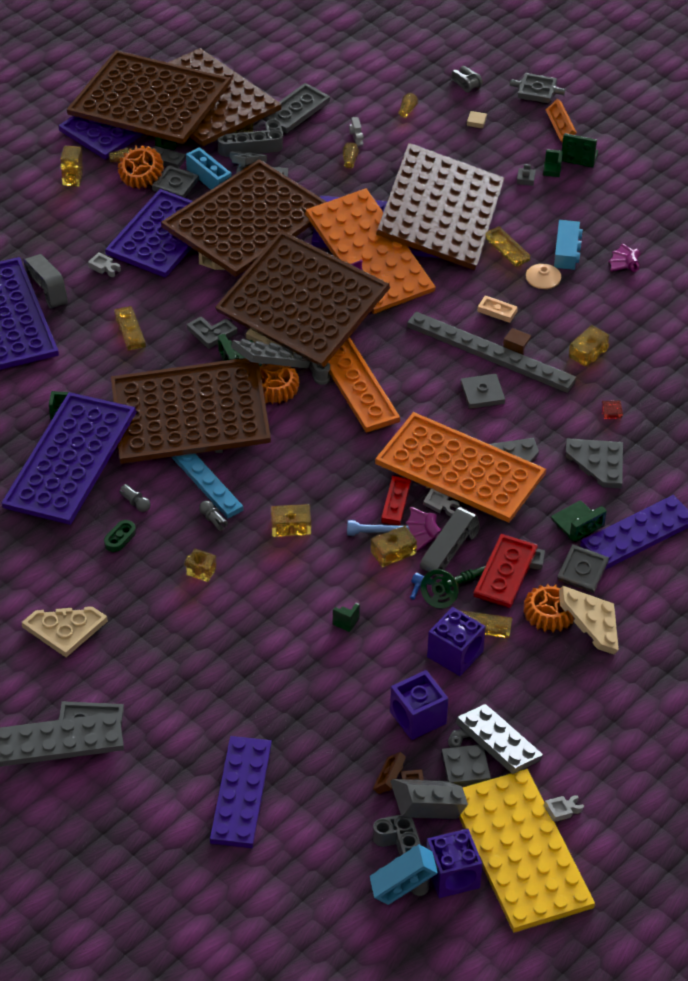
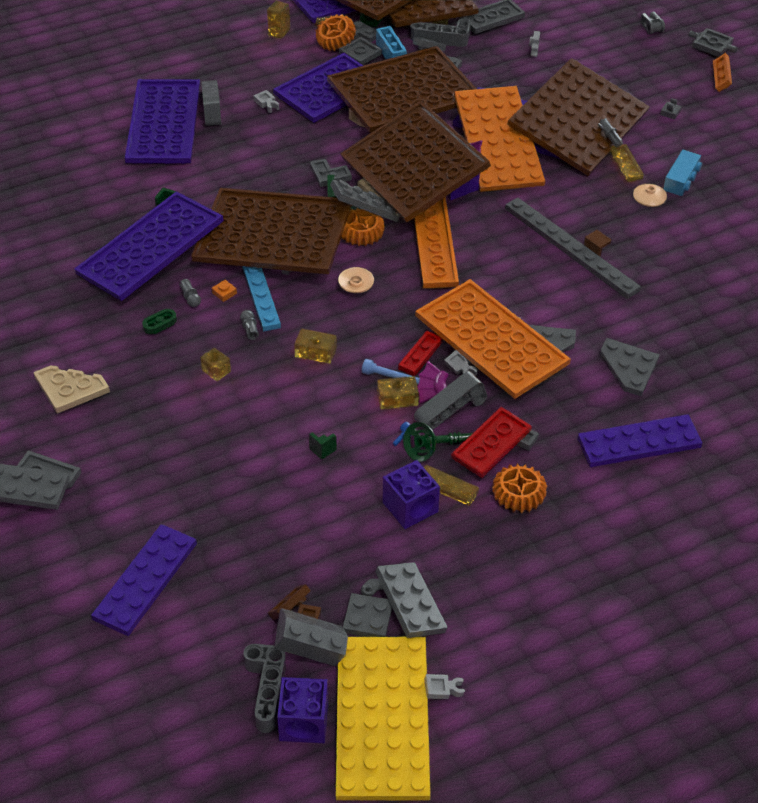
camera: 20 degrees right, 0 degrees up
(129, 328) = (262, 155): clear yellow plate -> none
(167, 486) = (224, 290): none -> orange plate
(297, 441) = (356, 280): none -> light nougat dish
(319, 373) = (407, 230): dark grey piece -> none
(350, 154) = (521, 59): clear yellow cone -> none
(403, 874) = (246, 706): dark azure brick -> none
(408, 103) = (592, 31): clear yellow cone -> none
(418, 705) = (344, 544): dark purple brick -> none
(476, 119) = (647, 56): tan tile -> none
(481, 218) = (610, 132): none -> dark grey axle
(482, 391) = (547, 278): dark grey plate -> none
(497, 309) = (593, 212): light nougat plate -> none
(553, 163) = (700, 104): dark green panel -> none
(579, 150) = (727, 97): dark green bracket -> none
(579, 520) = (585, 414): dark green bracket -> none
(583, 568) = (568, 460): dark grey plate -> none
(589, 346) = (664, 262): clear yellow brick -> none
(593, 617) = (556, 508): tan plate -> none
(612, 409) = (662, 323): clear red tile -> none
(625, 258) = (732, 196): magenta arm -> none

